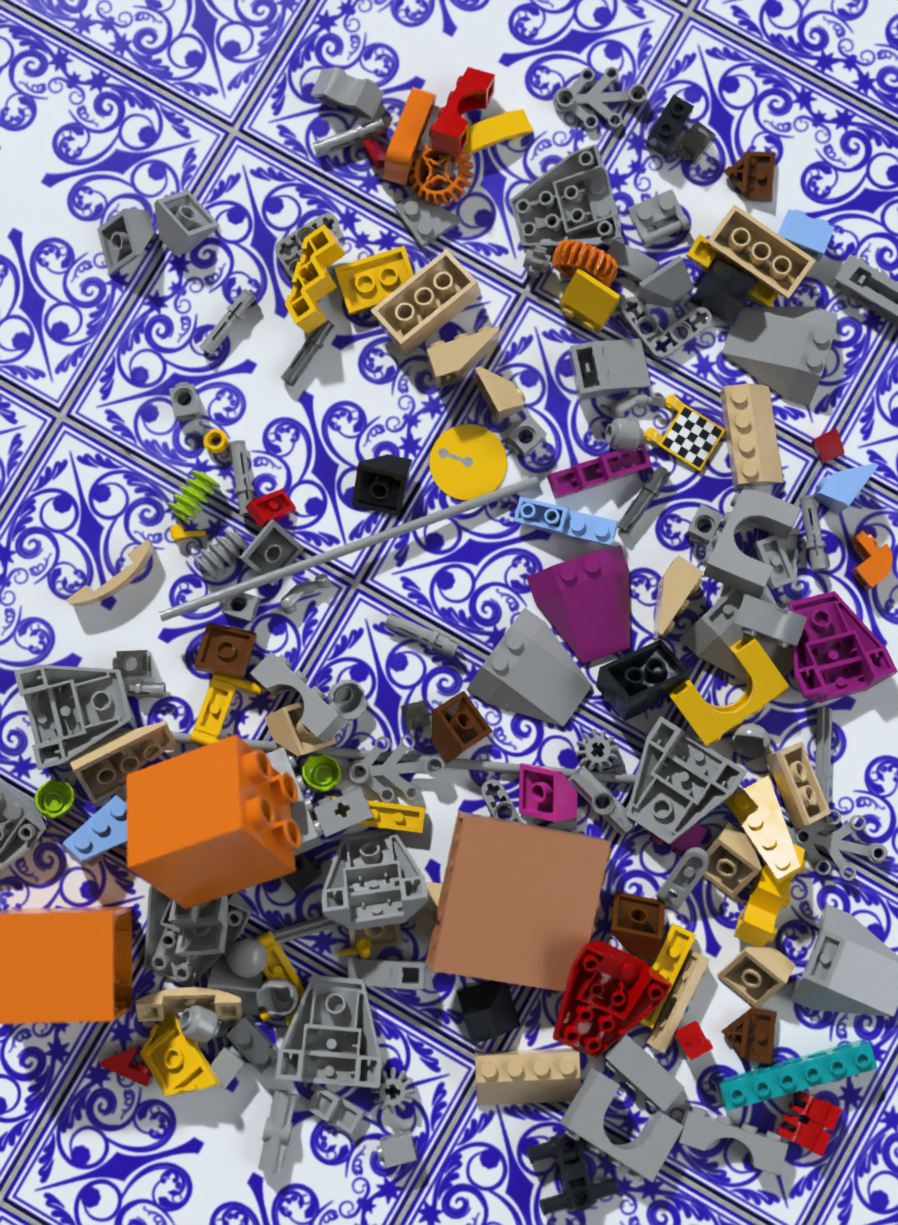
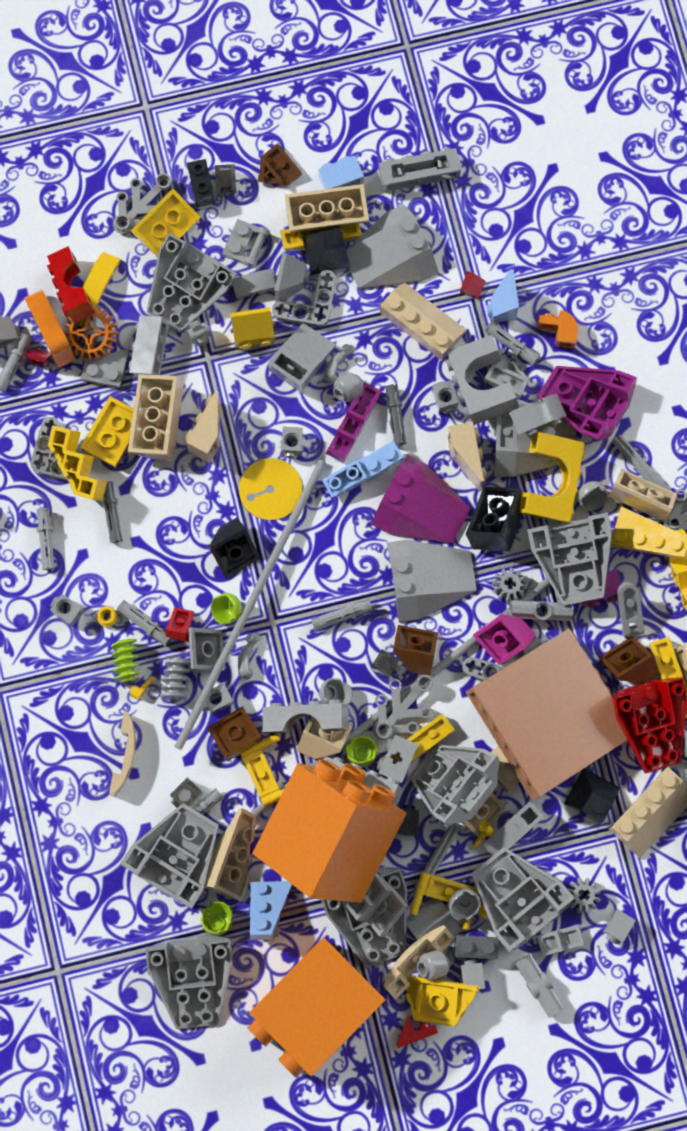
camera: 45 degrees left, 5 degrees down
(246, 957) = (423, 899): light grey hair -> none
(324, 532) = (226, 608): none -> lime hair
(481, 232) = (148, 346): none -> brick
(499, 394) = (251, 431): tan slope -> none
(595, 262) = (218, 310): orange gear -> none
(611, 129) = (168, 216): none -> yellow plate
(689, 436) = (386, 354): flag -> none
(731, 860) = (649, 574): tan slope -> none

